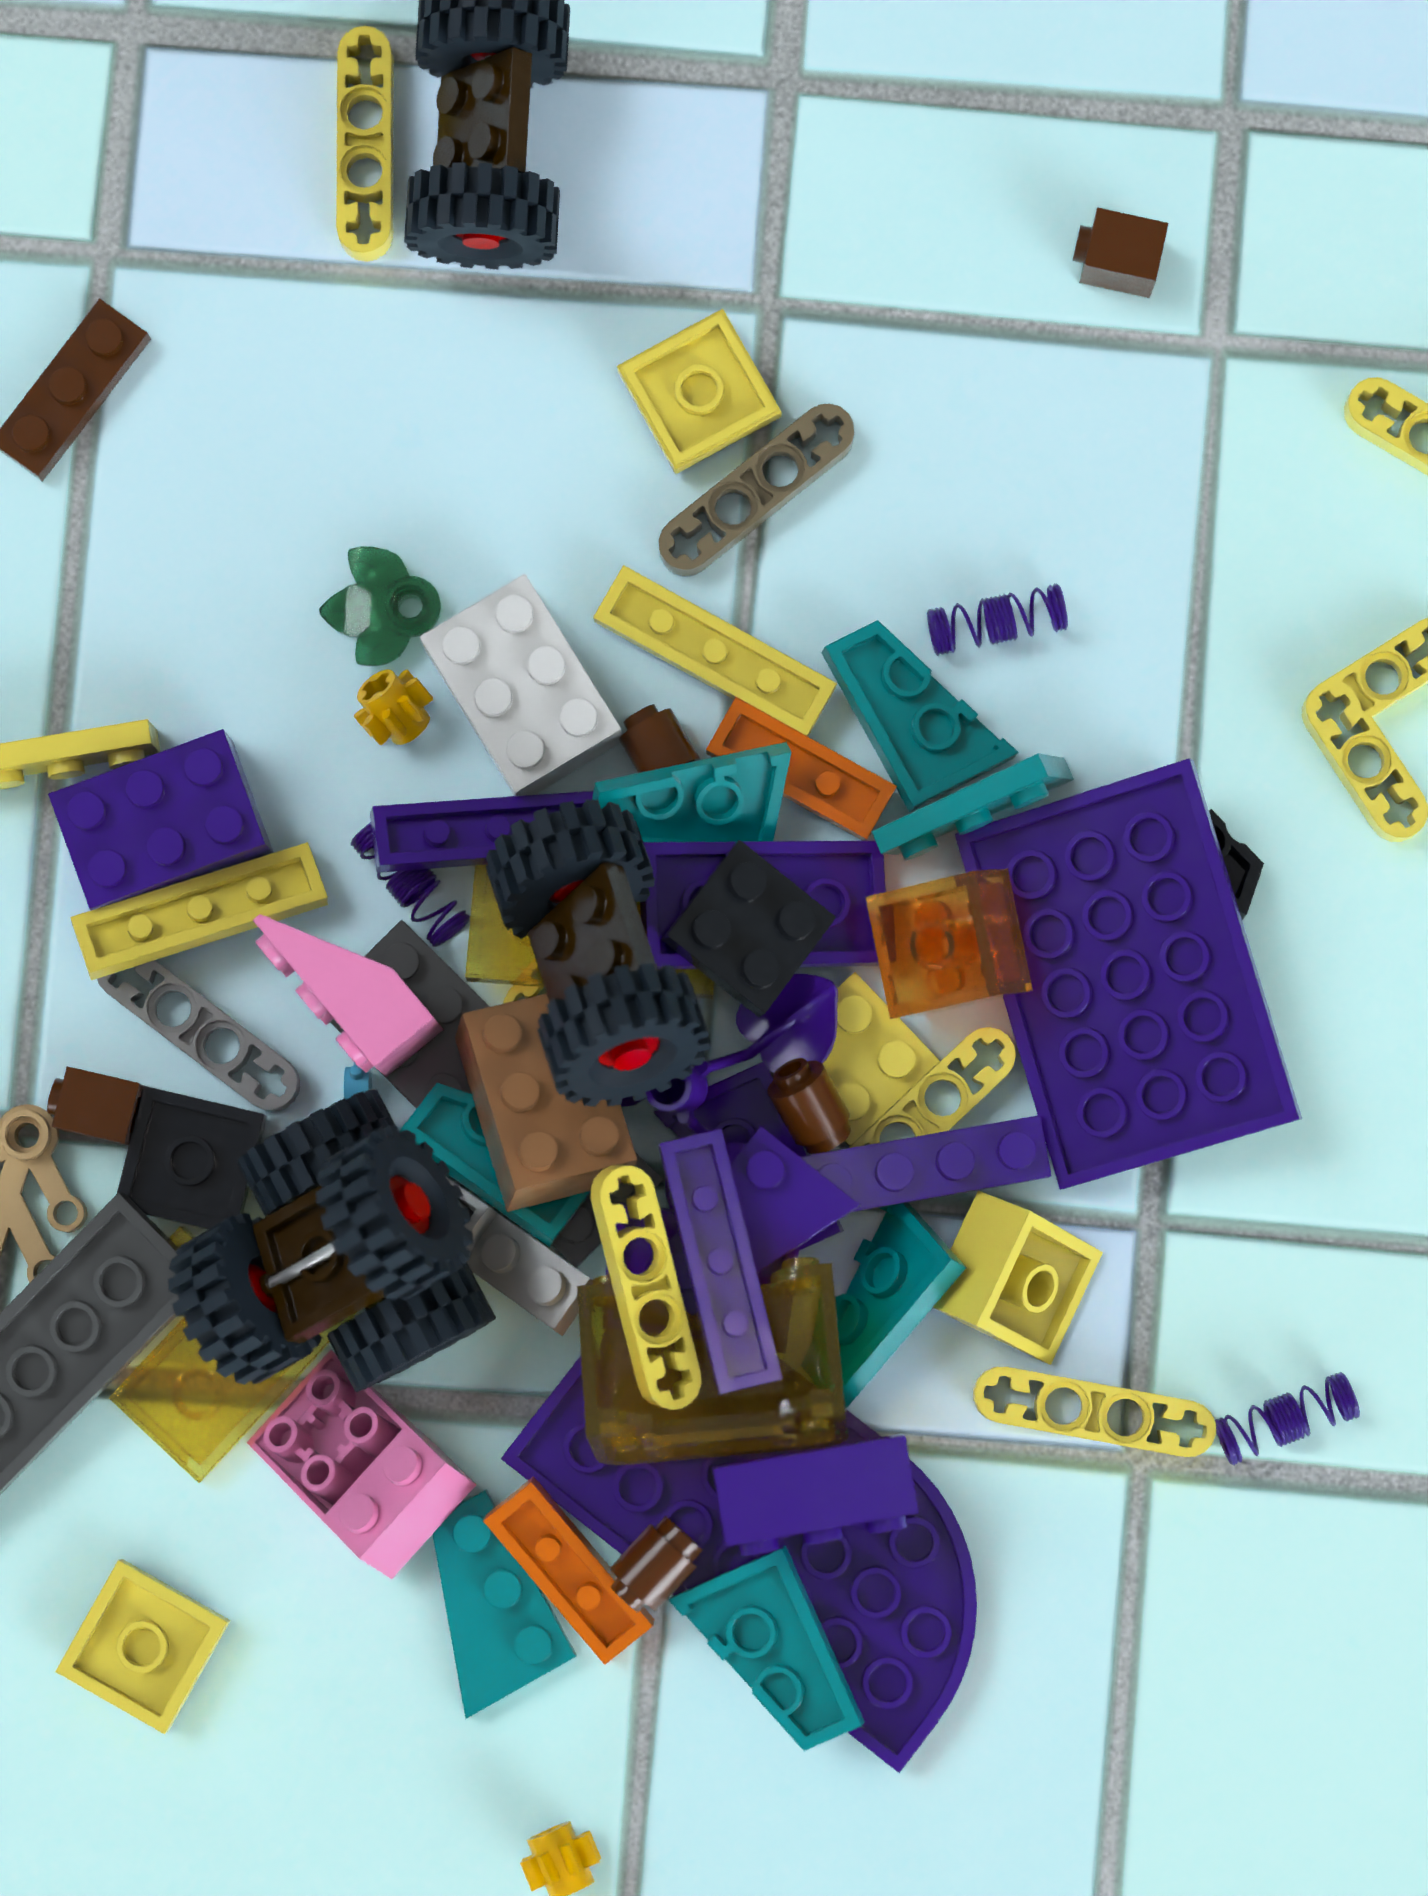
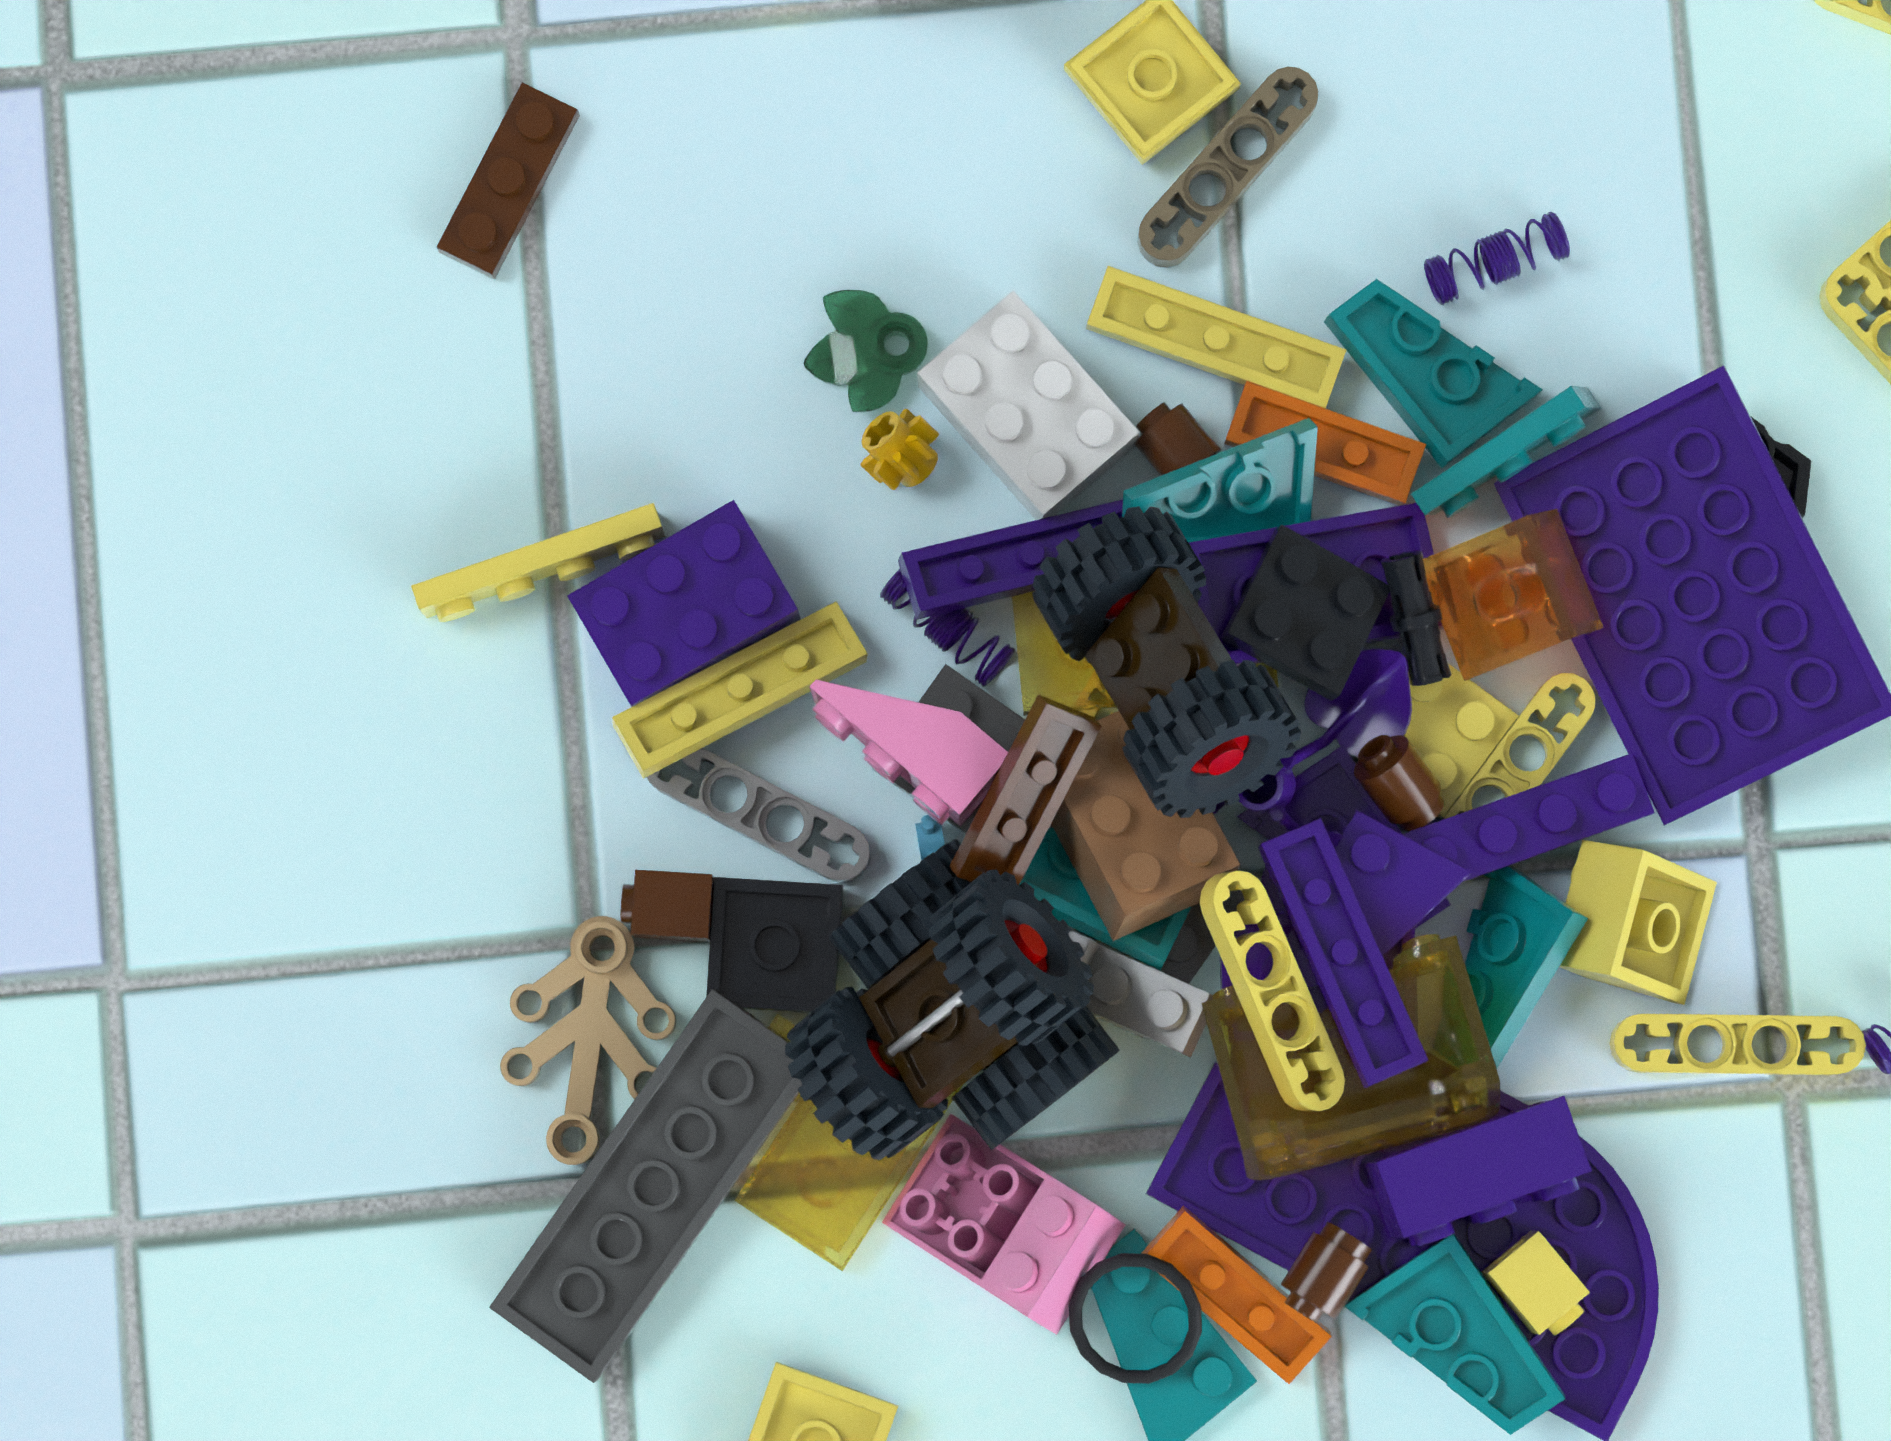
camera: 10 degrees left, 0 degrees up
(442, 1055) = (1026, 791): none -> plate
(512, 1547) = (1159, 1266): none -> black piece
(853, 951) = (1416, 618): none -> black pin
(856, 1611) = (1537, 1284): none -> light yellow brick

